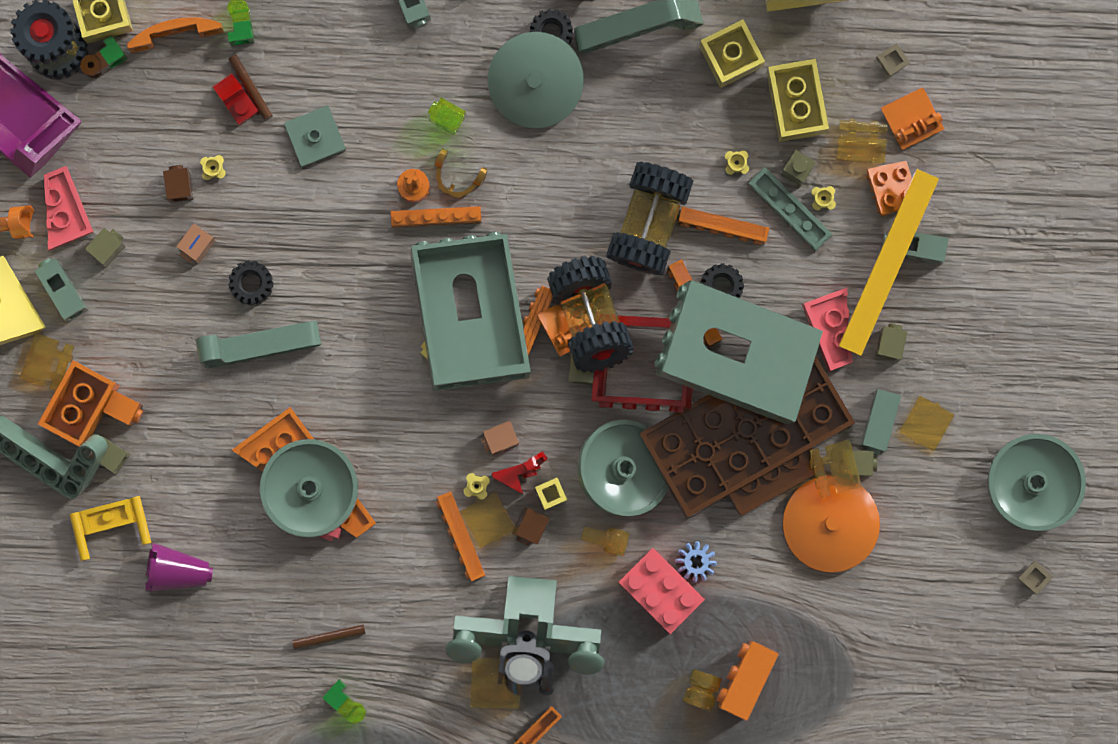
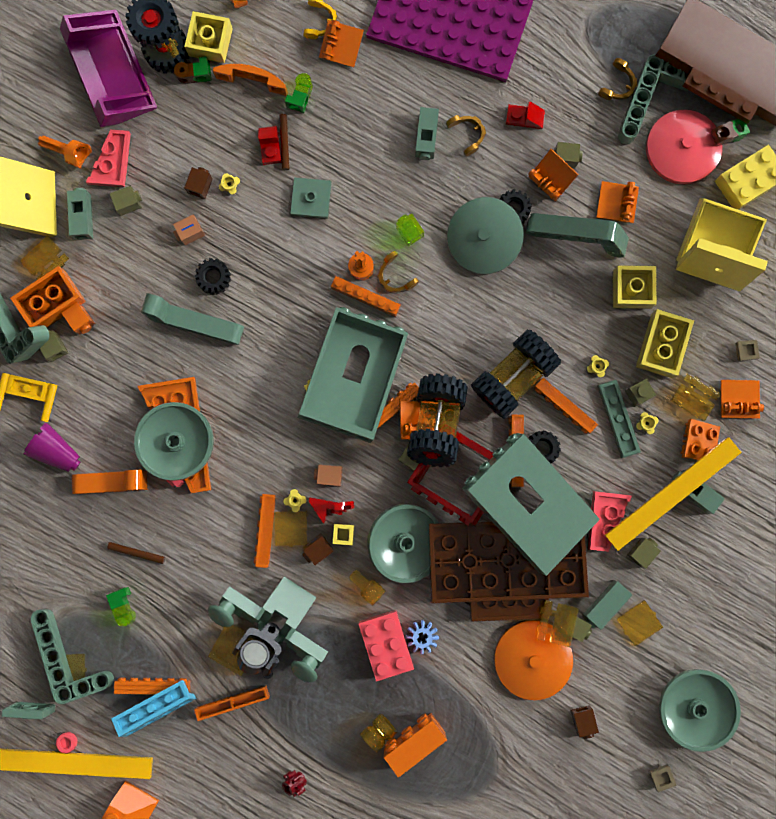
camera: 35 degrees right, 0 degrees up
(258, 573) = (109, 482): none -> orange beam
(920, 561) = (584, 722): none -> reddish brown brick

